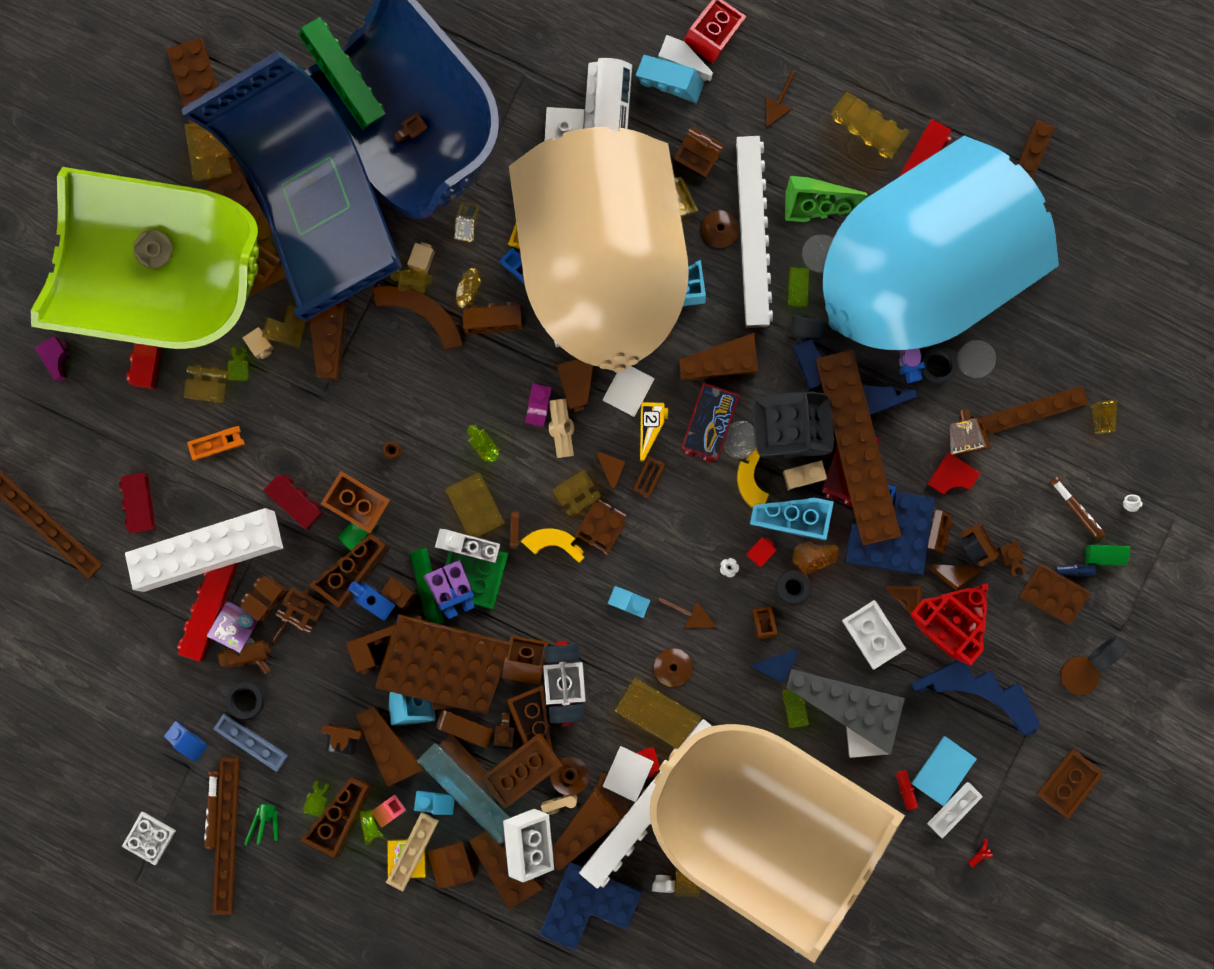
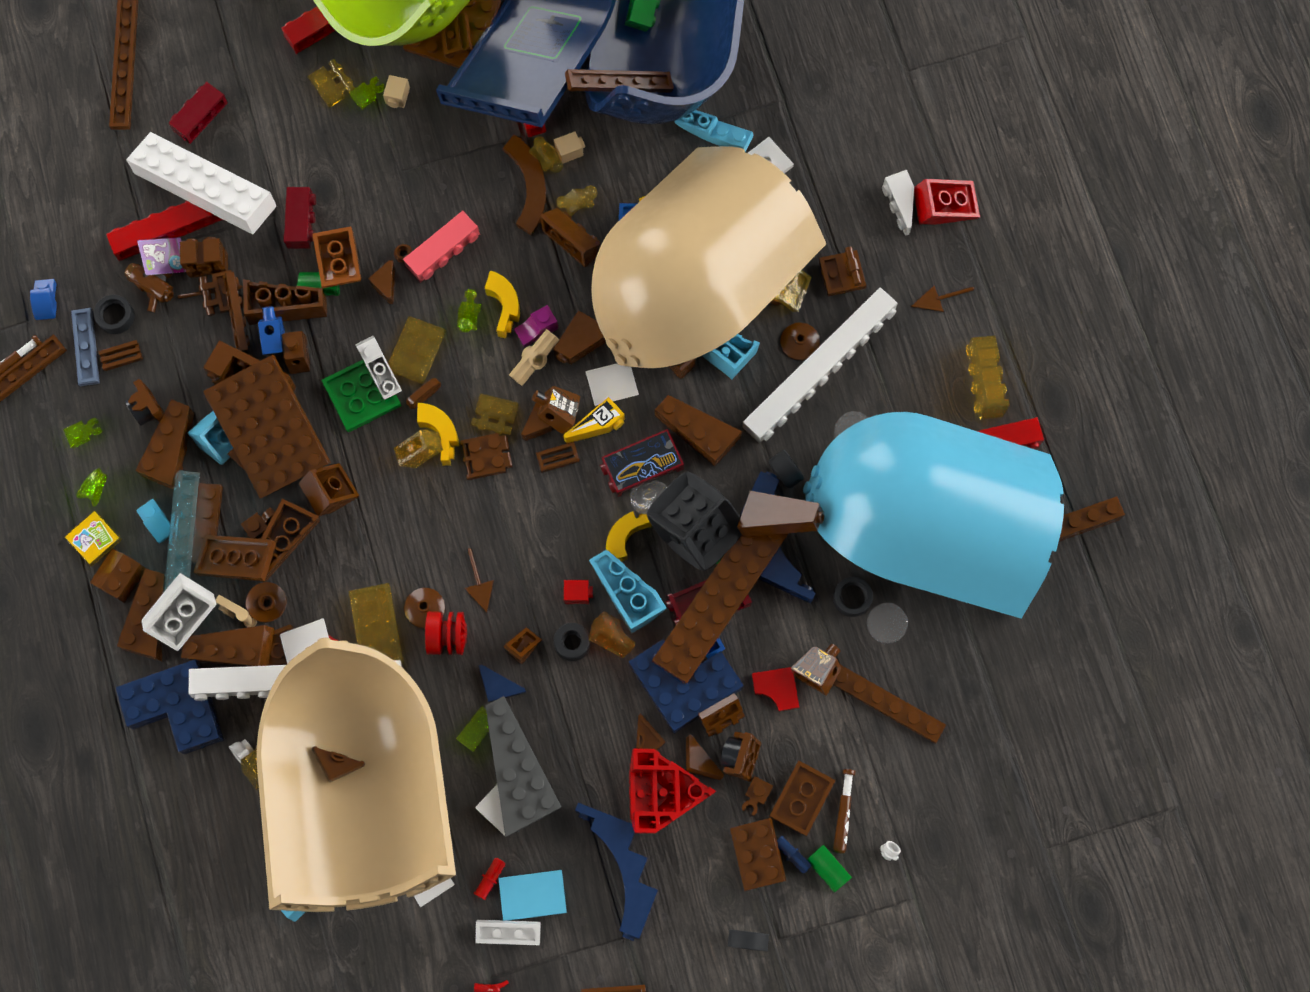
camera: 45 degrees right, 10 degrees down
(215, 443) = (293, 127): orange plate -> none
(265, 812) = (38, 403): green plant -> none
(274, 737) = (119, 348): none -> reddish brown tile
(288, 332) = (422, 103): clear yellow plate -> none
(322, 607) = (235, 304): none -> reddish brown plate
(328, 341) = (445, 135): reddish brown wedge -> none
(335, 825) = (77, 459): reddish brown wedge -> none
(388, 811) = (119, 491): coral brick -> none
(402, 483) = (384, 281): none -> reddish brown slope
(410, 177) = (609, 79): none -> reddish brown plate
(412, 851) = (101, 536): tan tile -> none
(413, 127) = (660, 57): reddish brown plate -> none
(414, 418) = (442, 246): none -> coral brick
(421, 567) = (320, 367): green tile -> none
(449, 594) = (327, 387): medium lavender hips -> none
(464, 728) = (234, 491): reddish brown beam -> none
(466, 222) = (627, 155): slope -> none
(492, 404) = (504, 292): none -> yellow arch
(516, 138) = (715, 131): none -> medium azure slope
(556, 571) = (418, 448): none -> clear yellow brick
(564, 683) = (335, 531): brick -> none
(608, 94) = (823, 168): white brick -> none
(617, 445) = (557, 407): none -> reddish brown torso
(629, 601) = (446, 528): medium azure slope -> none
(670, 78) = (877, 202): medium azure wedge -> none
(710, 670) = (445, 633): none -> red wheel
(724, 567) = (542, 584): white plate -> none
(736, 828) = (336, 764): none -> reddish brown tile
(798, 287) = (811, 437): clear neon green plate -> none
(804, 475) = (668, 570): tan brick -> none
(815, 198) = (890, 387): bright green wedge -> none
(842, 367) = (778, 515): none -> slope
(873, 634) = (592, 738): white plate -> none
(911, 365) = (832, 573): hips -> none
(1044, 529) = (802, 798): none -> reddish brown plate
(1079, 675) = (710, 936): reddish brown tile -> none
(1104, 416) = (938, 764): clear yellow slope -> none

